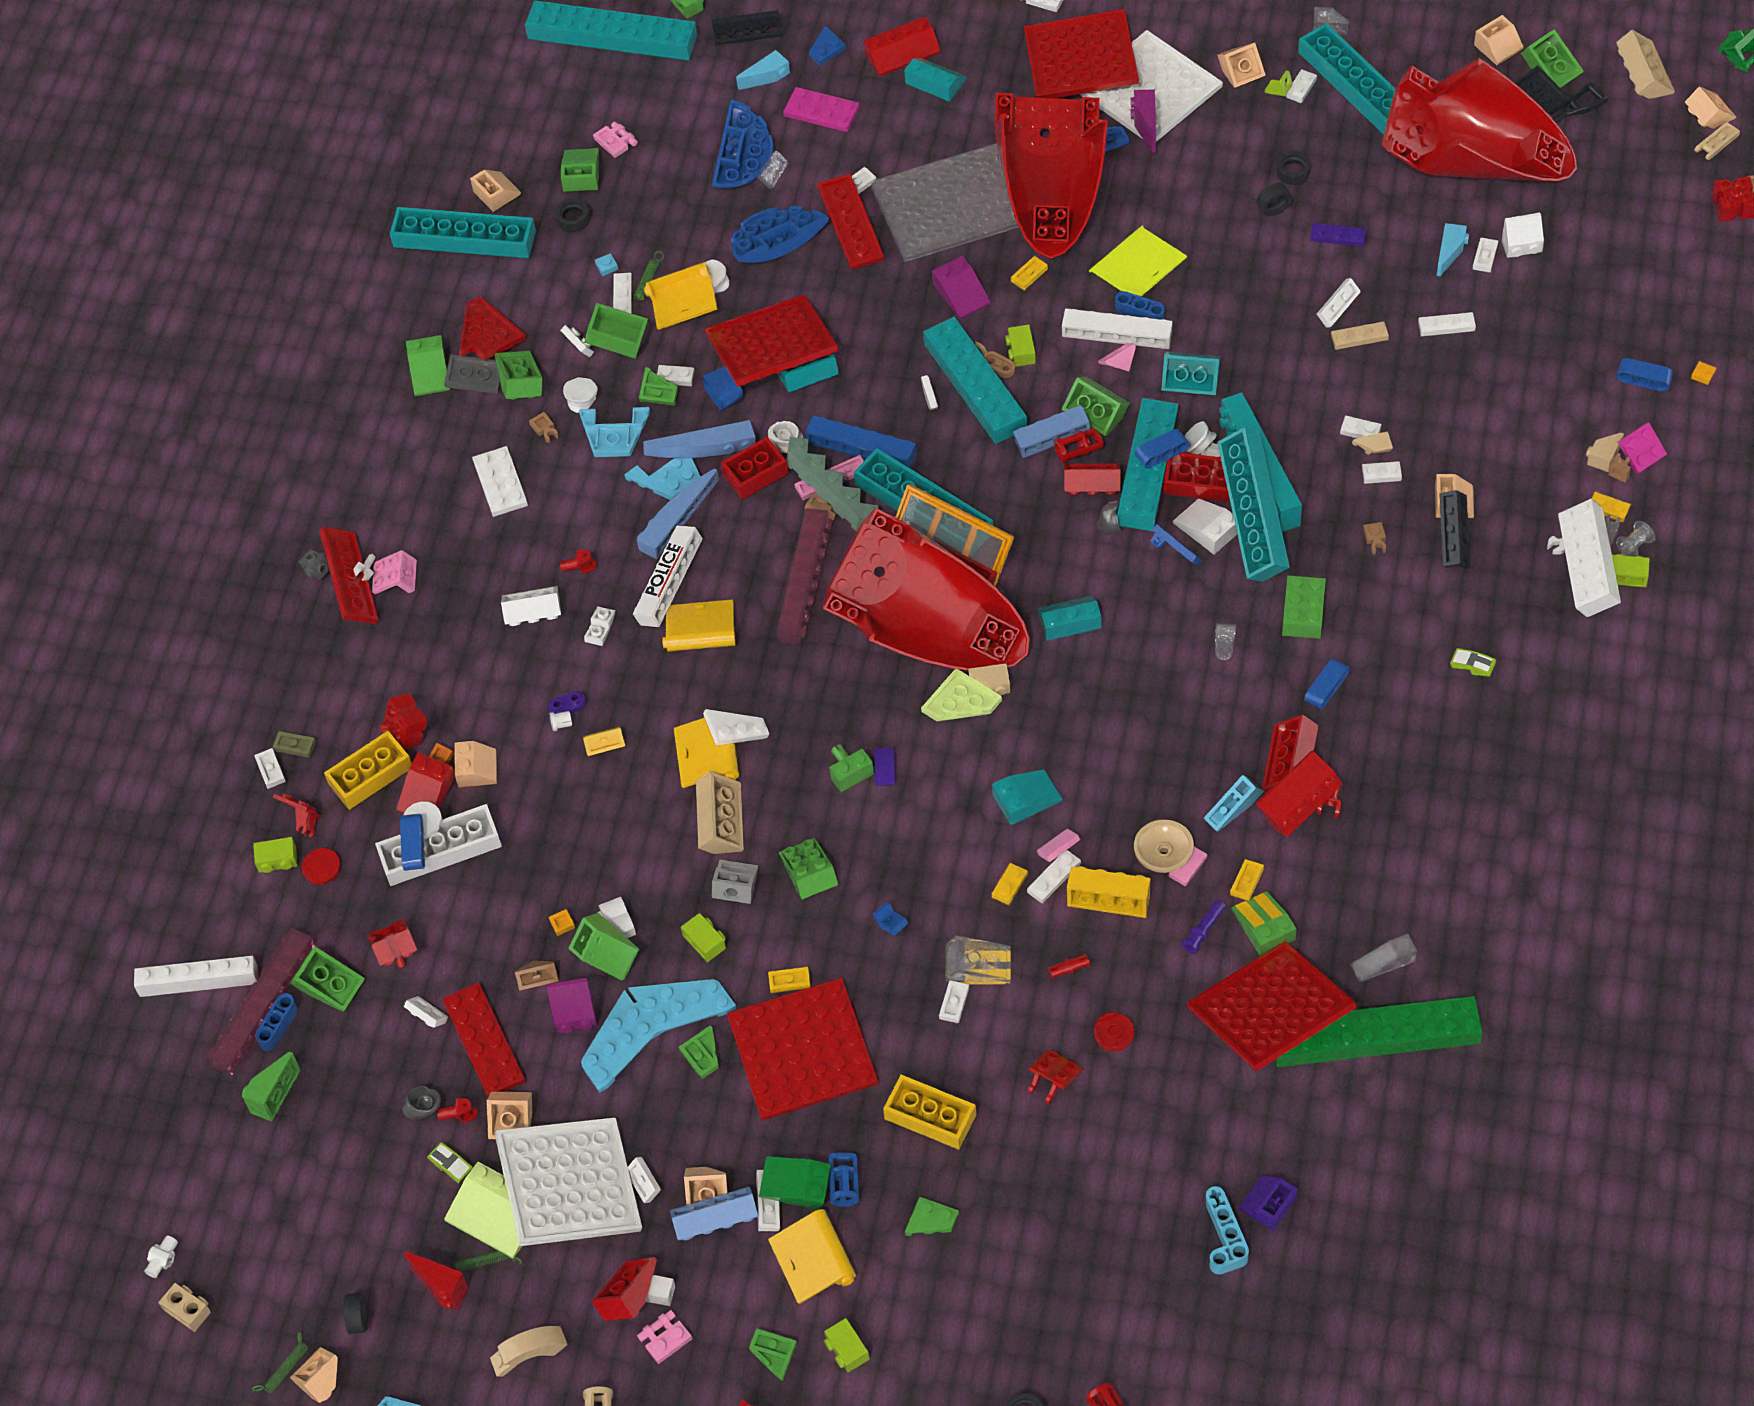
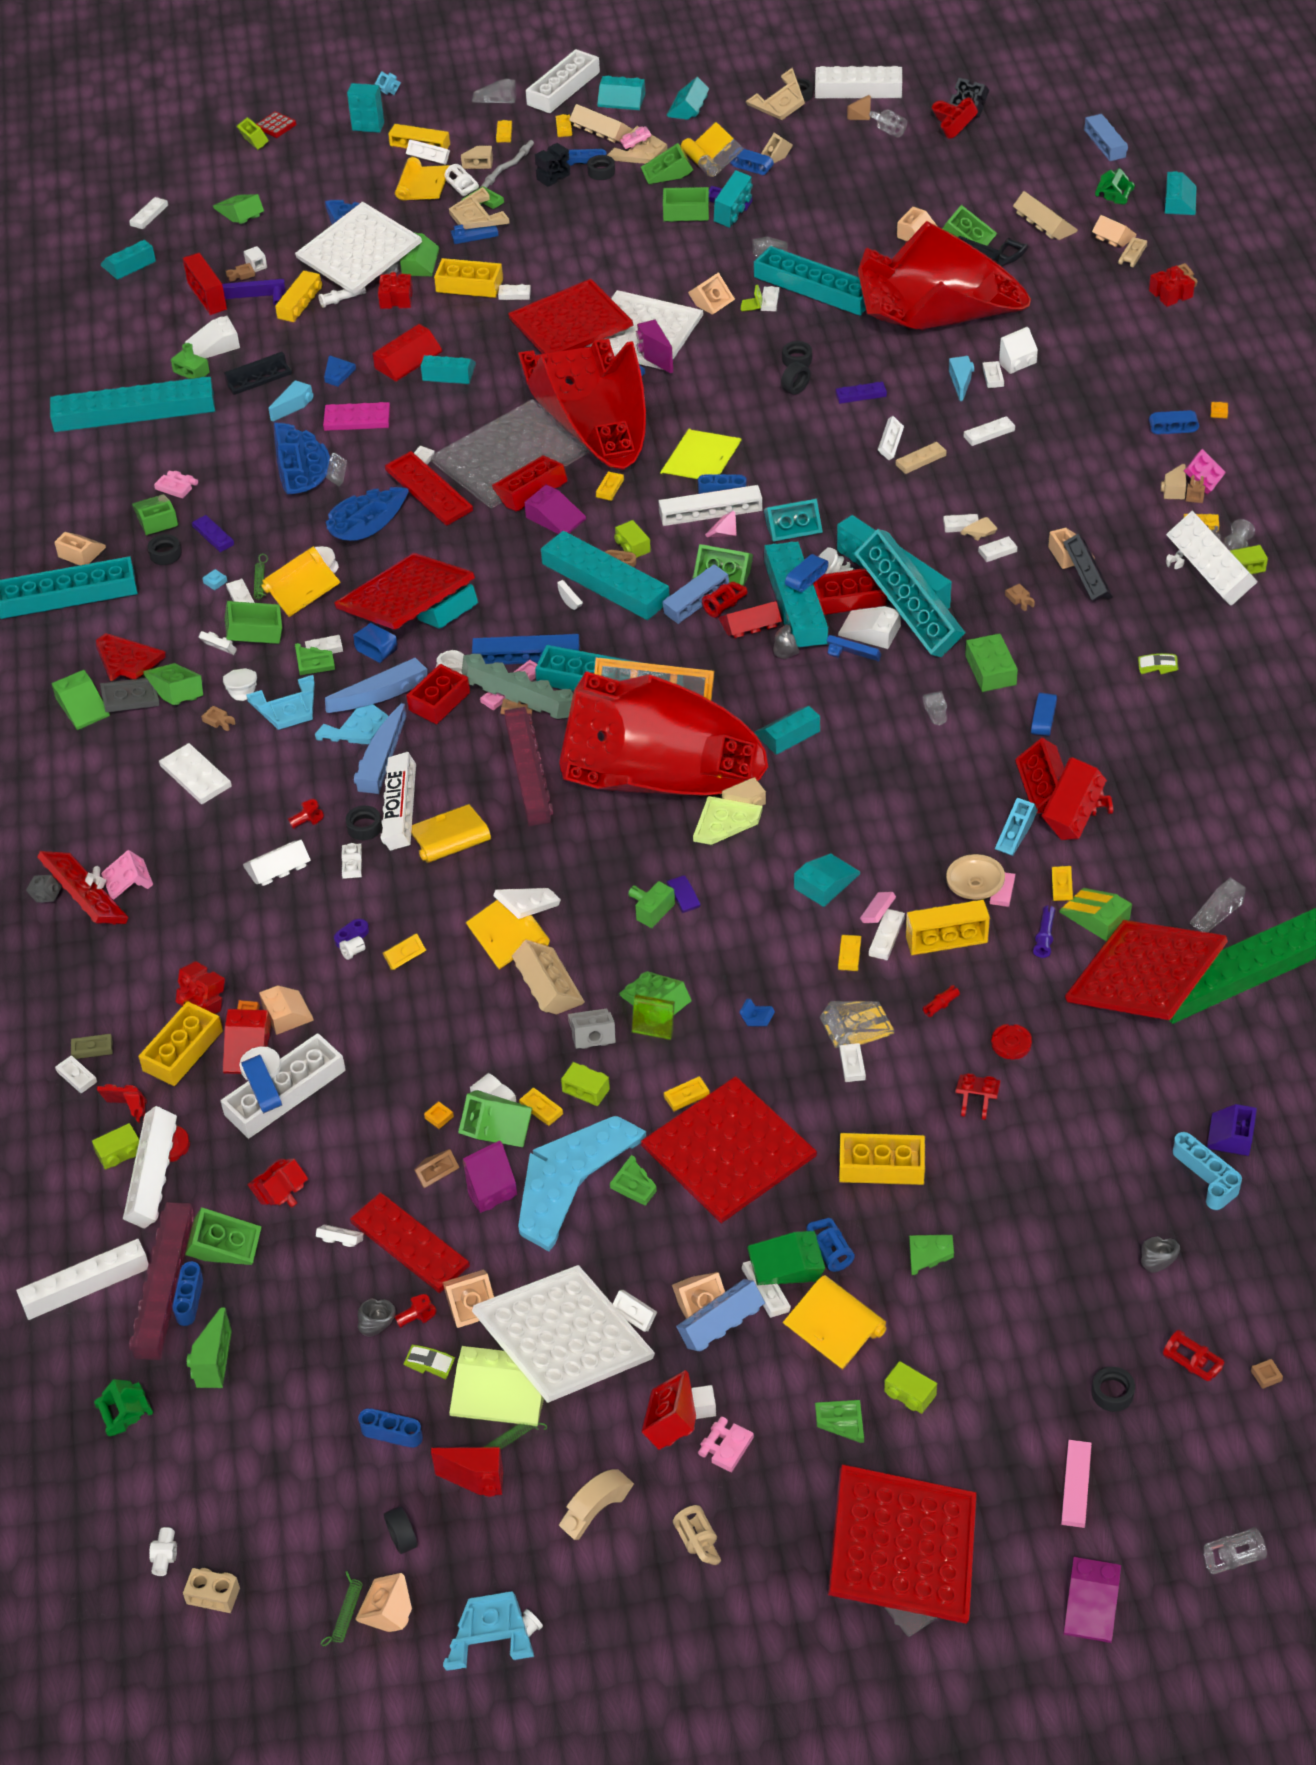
camera: 25 degrees left, 10 degrees down
(185, 1109) = (129, 1402): none -> green piece
(292, 887) = (150, 1167): none -> white brick
(385, 1206) = (383, 1420): none -> blue beam
(622, 577) = (363, 812): none -> black tyre
(626, 209) = (213, 533): none -> dark purple plate
(654, 946) = (542, 1106): none -> yellow plate
(792, 891) = (653, 1016): none -> clear neon green tile
(950, 243) = (526, 481): none -> red slope
(1134, 1299) = (1159, 1253): none -> flat silver hair

